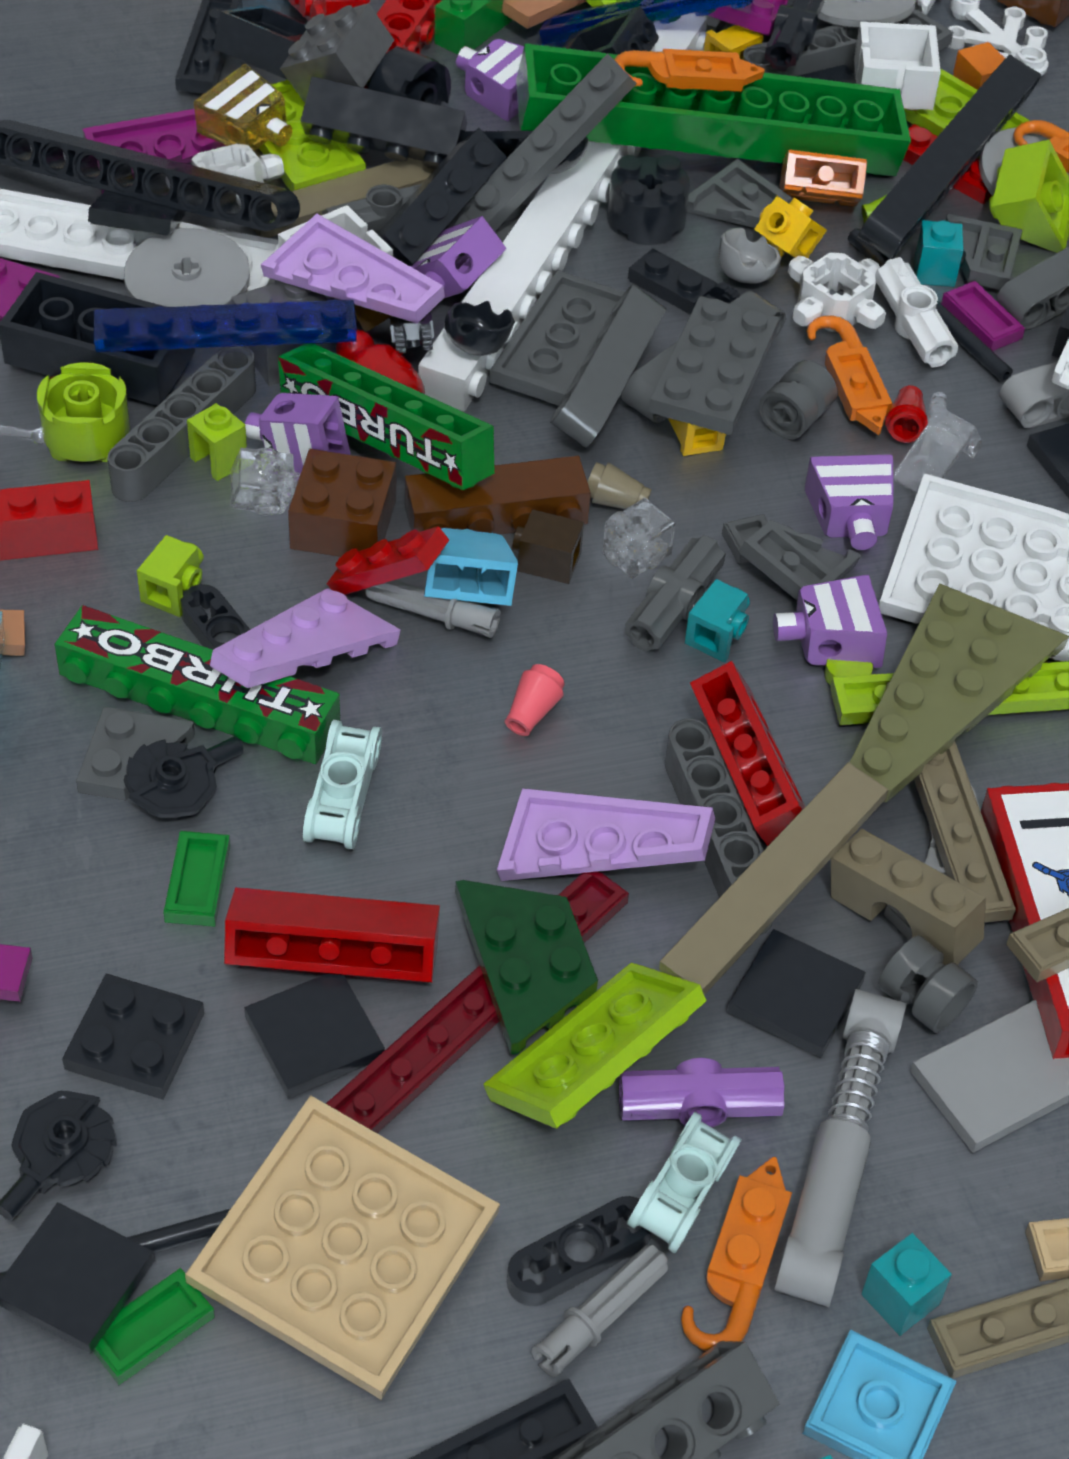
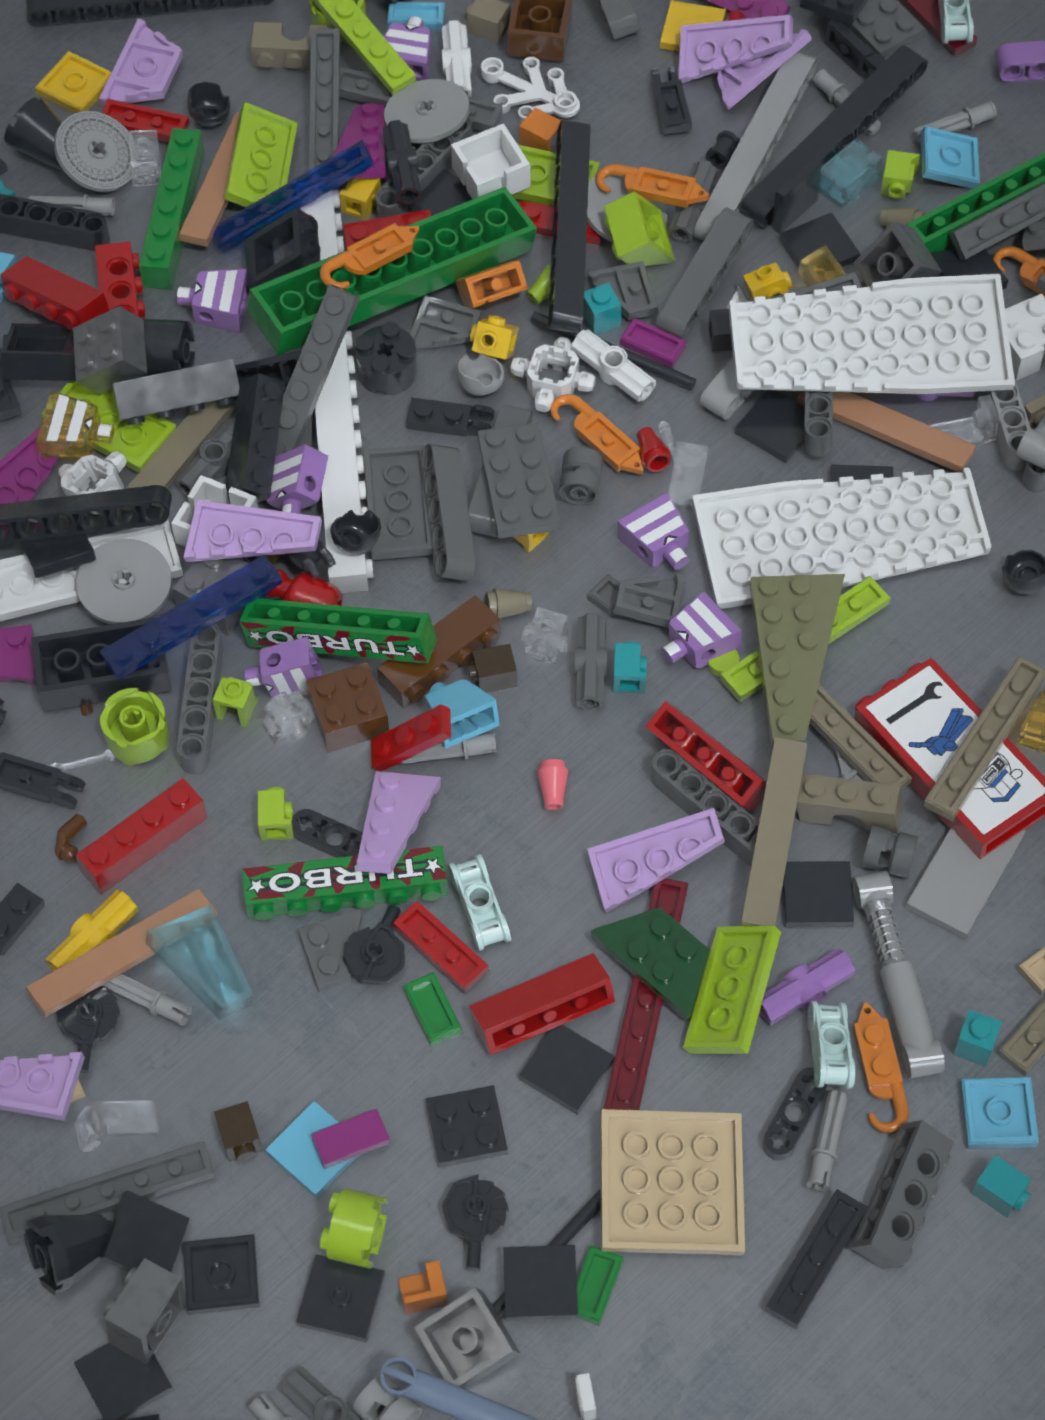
camera: 25 degrees left, 10 degrees up
(259, 811) = (441, 946): none -> red plate

